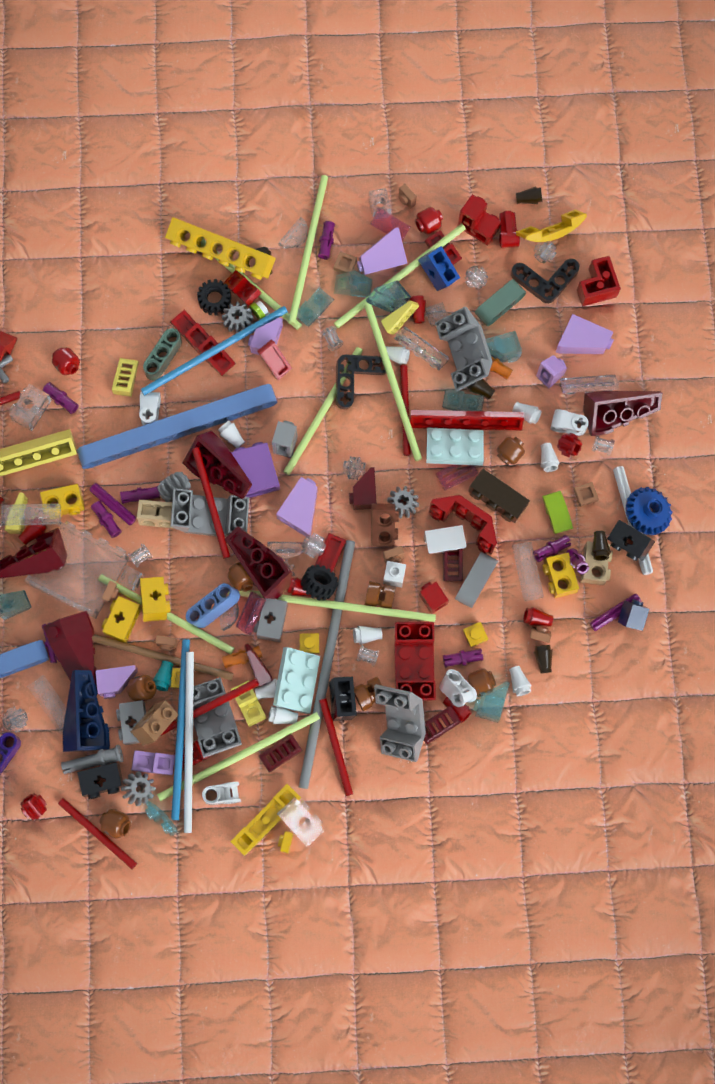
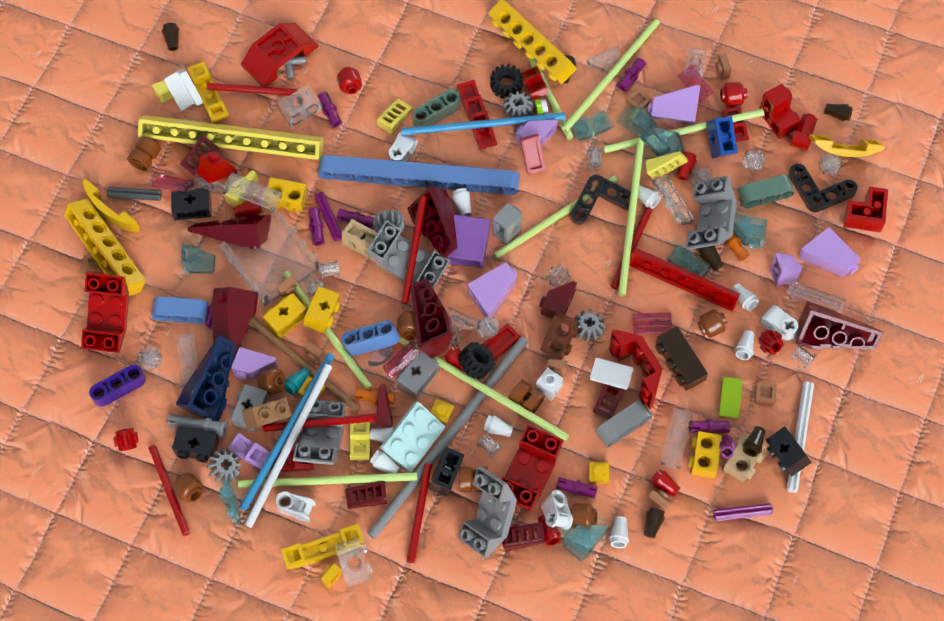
camera: 30 degrees right, 10 degrees down
(433, 597) = (575, 420): red brick -> none
(455, 446) = (661, 298): light aqua plate -> none
(633, 614) = (758, 520): brick -> none
(642, 517) = (810, 438): blue gear -> none

